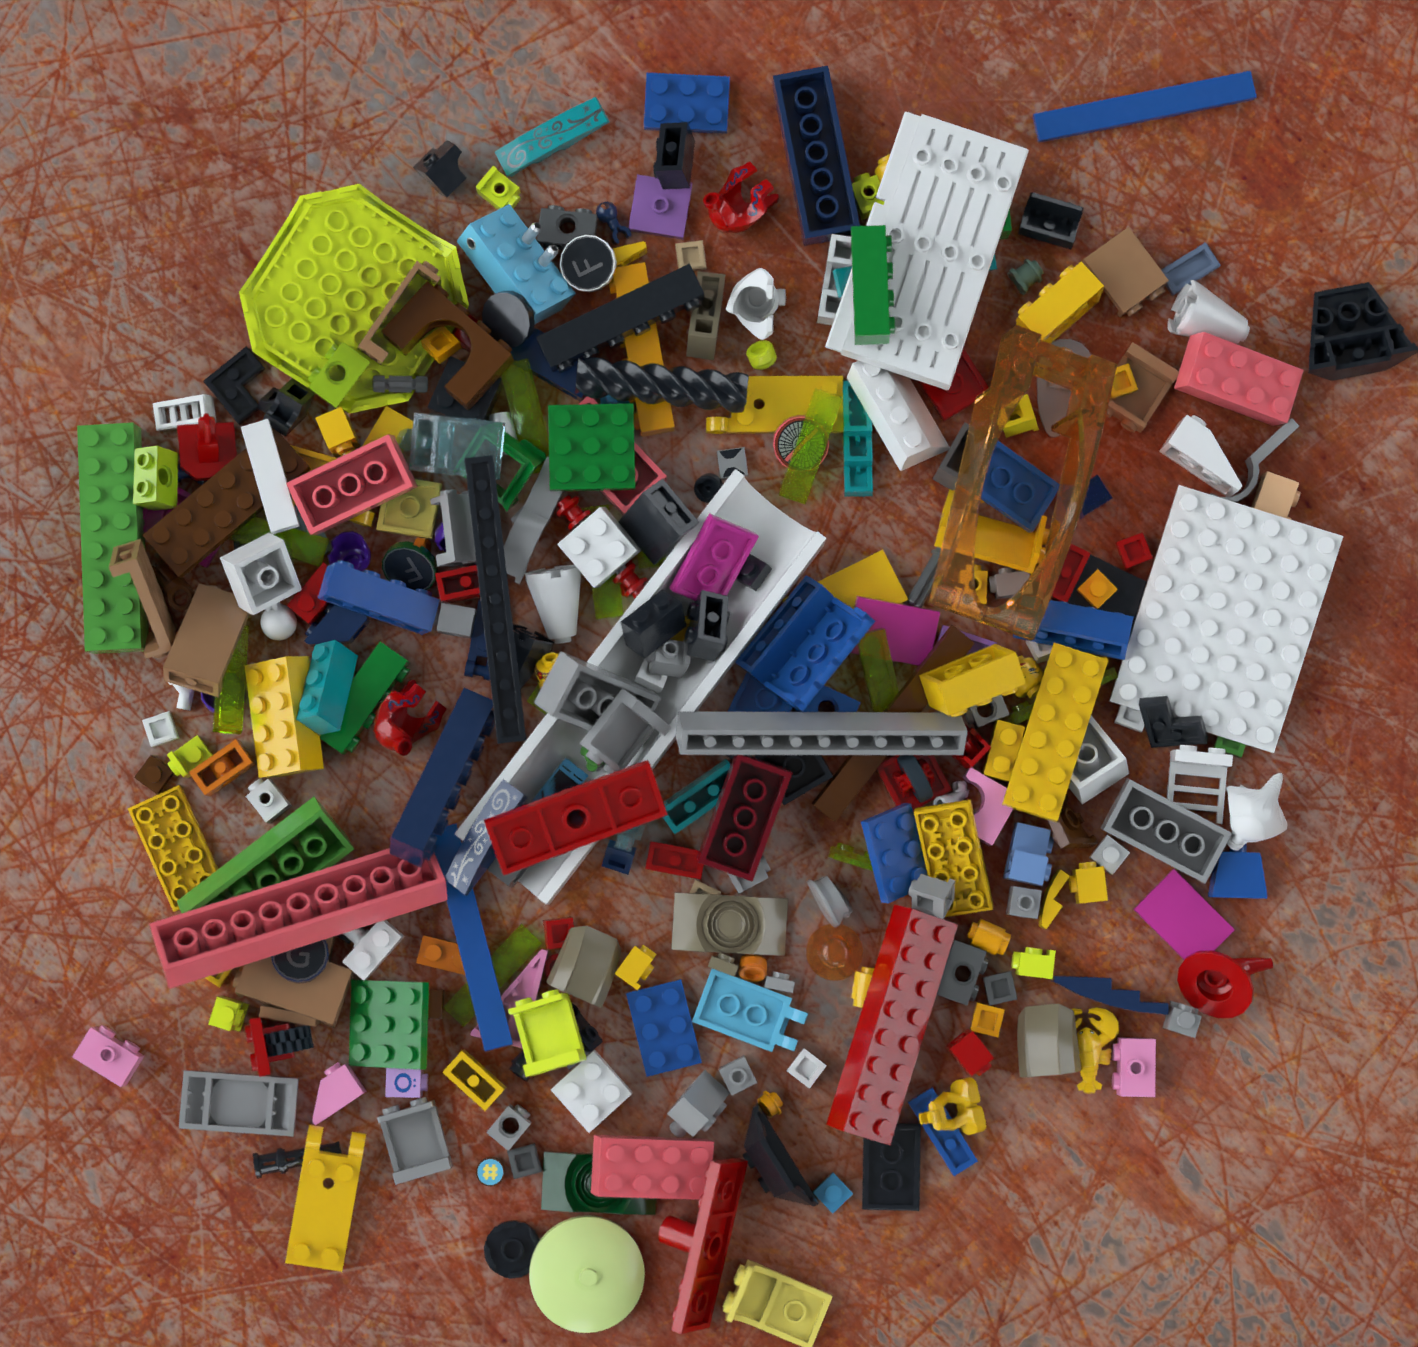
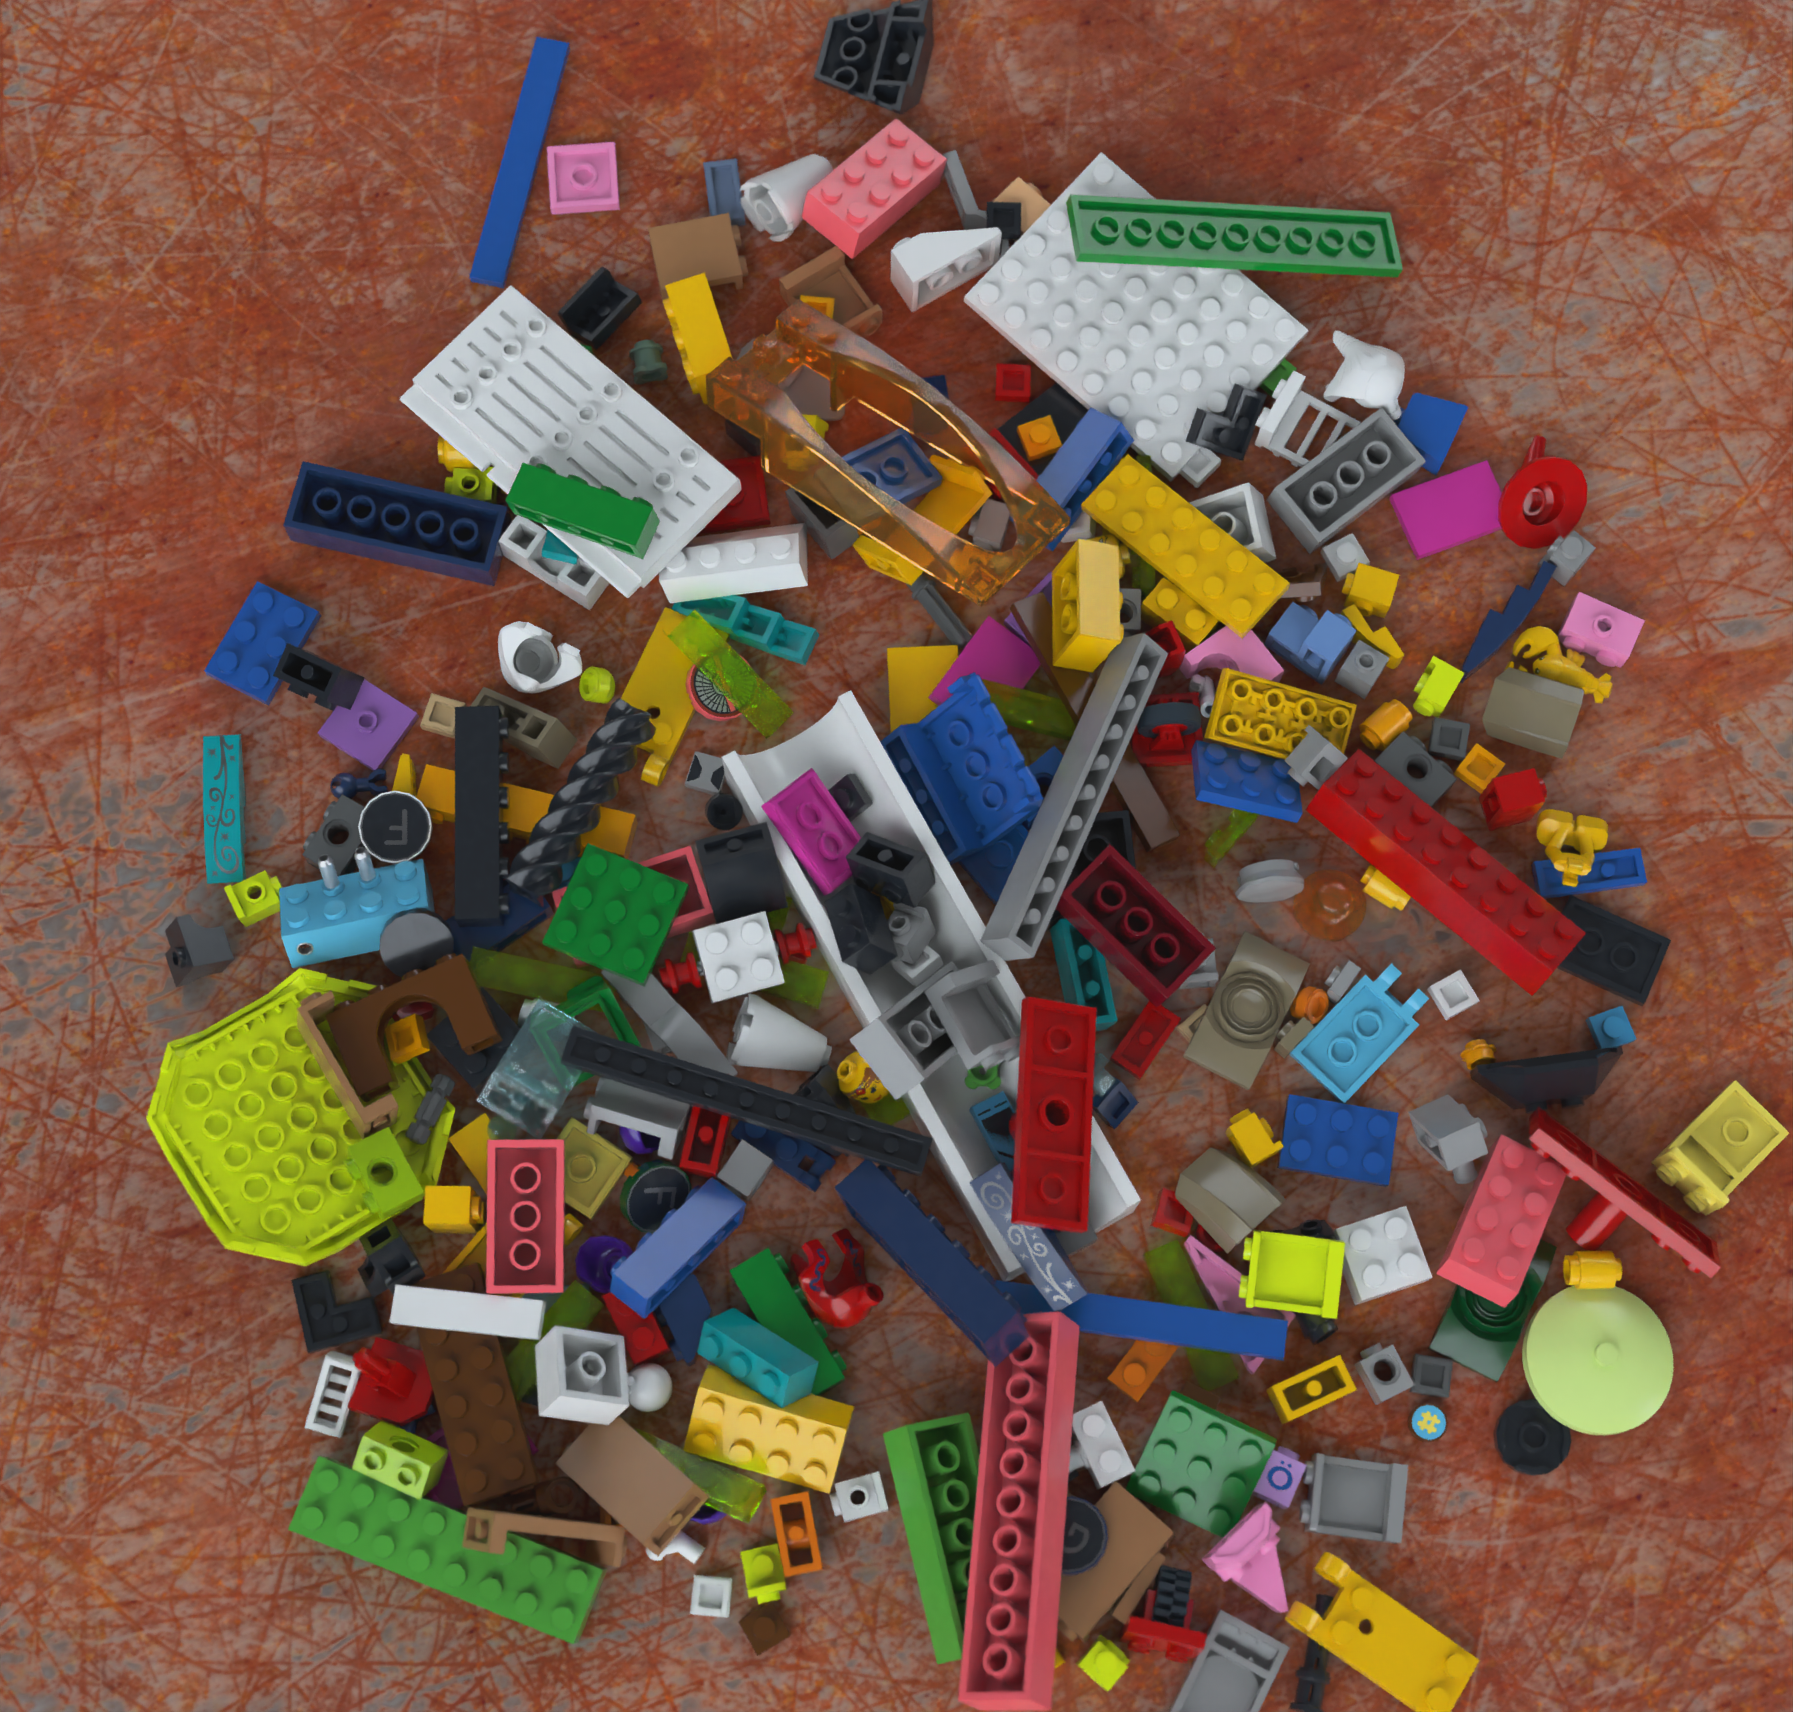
camera: 65 degrees left, 10 degrees down
(173, 842) = (862, 1641): yellow tile -> none
(343, 1073) = (1252, 1534): none -> bright pink slope
(646, 1245) = (1592, 1269): none -> yellow brick
(730, 211) = (410, 648): red piece -> none
(737, 1075) = (1430, 1076): light grey brick -> none
(1151, 159) = (583, 178): none -> bright pink plate
(1256, 487) = (1005, 217): none -> black tile
(1319, 665) = (1233, 236): none -> green plate

